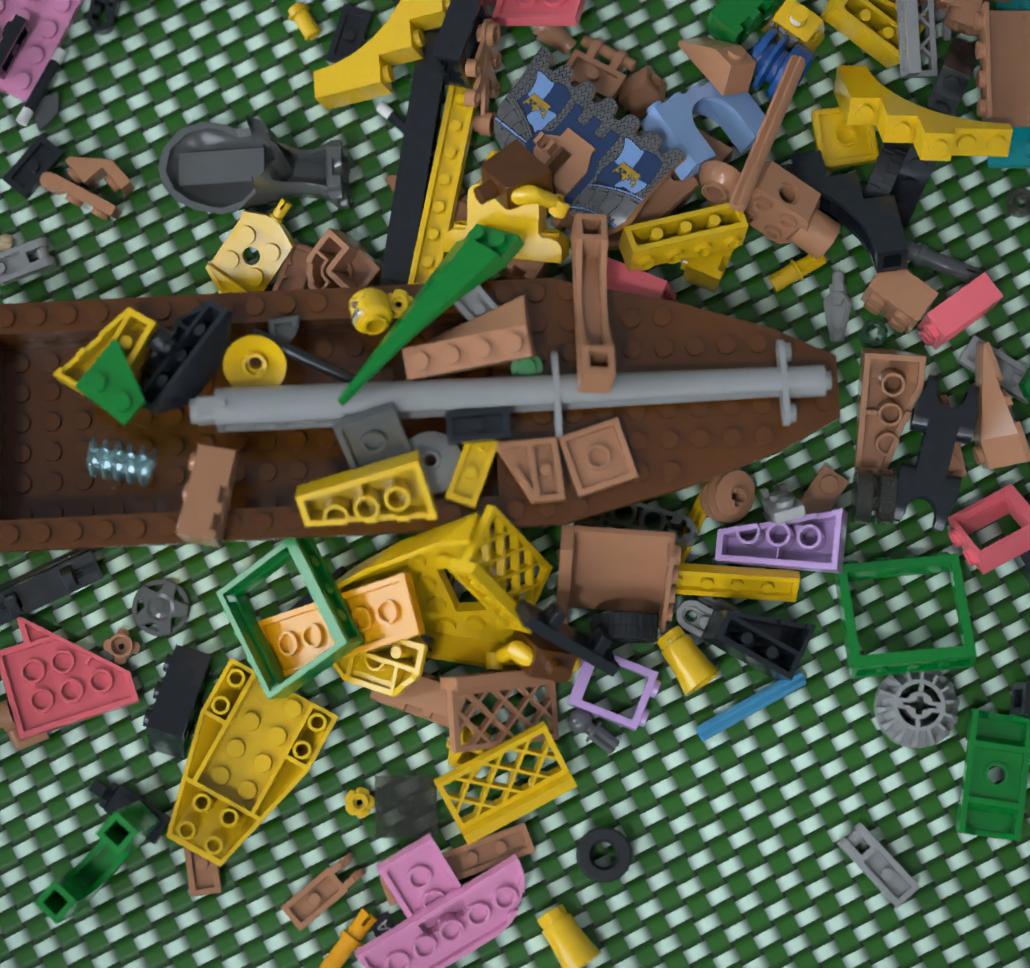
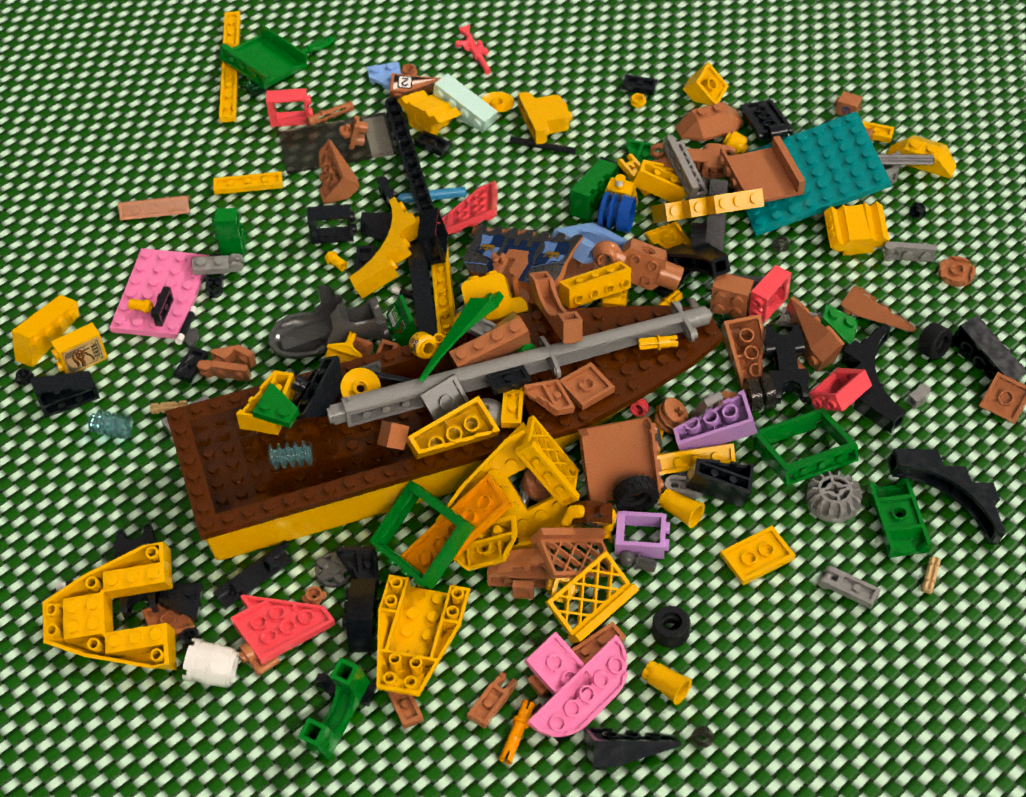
camera: 15 degrees left, 30 degrees down
(198, 616) = (359, 561): none -> black wing
(207, 496) = (351, 460): nougat wedge -> none
(281, 467) = (393, 435): none -> nougat panel
(300, 217) = (363, 346): none -> nougat tile
(351, 802) = (499, 647): yellow plate -> none
(371, 194) = (400, 322): none -> green slope
(405, 806) = (527, 633): clear smoke plate -> none
(417, 727) = (523, 589): none -> nougat plate
(486, 85) = (451, 254): nougat plant -> none
(518, 179) = (489, 265): reddish brown torso -> none
(550, 625) = (618, 500): black hinge -> none
(722, 63) = (586, 213): nougat slope -> none
(732, 410) = (657, 342): none -> yellow axle
(749, 706) = (731, 523): dark azure axle -> none
(767, 133) = (624, 226): nougat axle -> none
(768, 773) = (757, 555): none -> yellow plate
(1002, 880) = (930, 575): none -> tan axle

